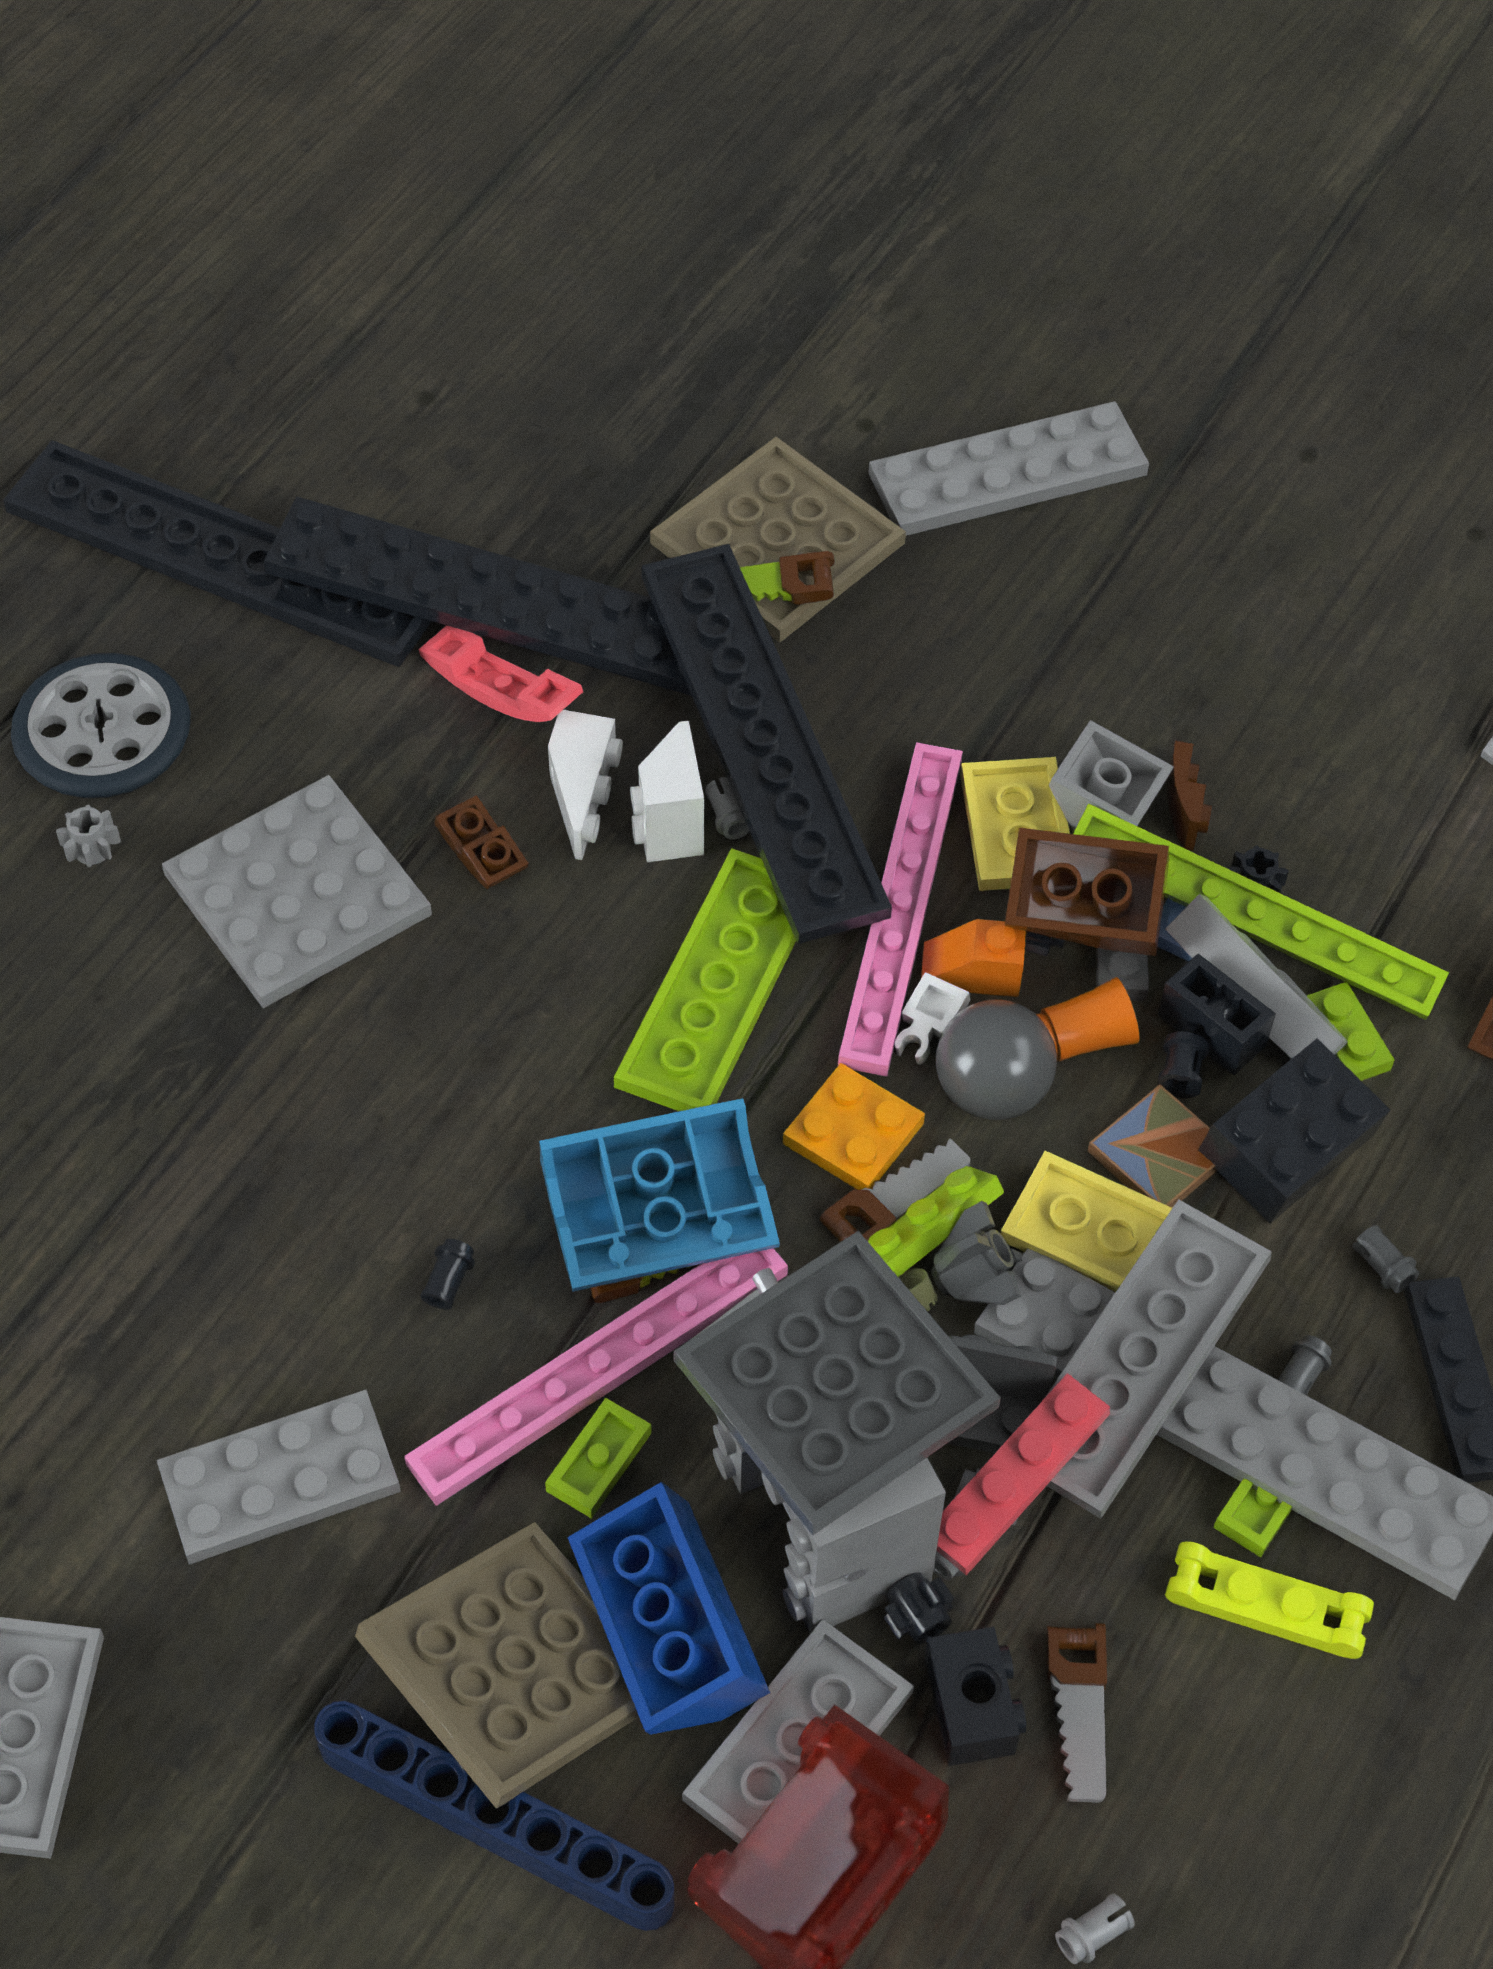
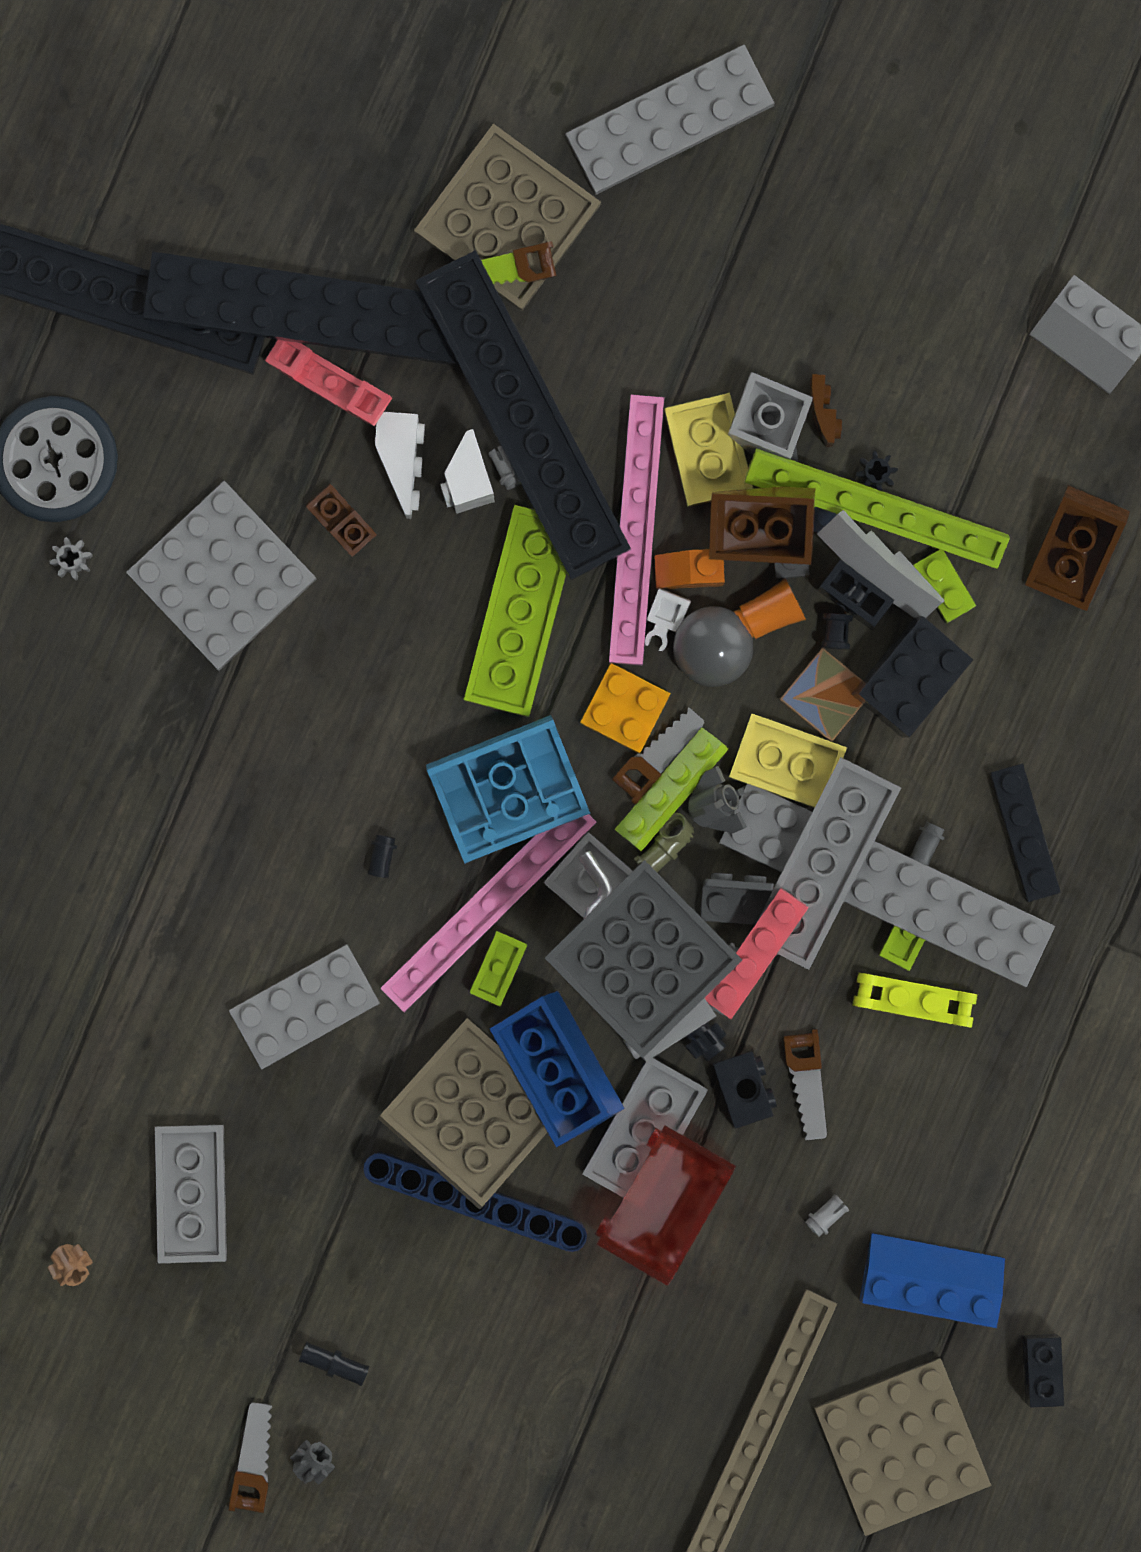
camera: 10 degrees left, 30 degrees up
(1386, 1259) = (976, 757): dark grey pin -> none

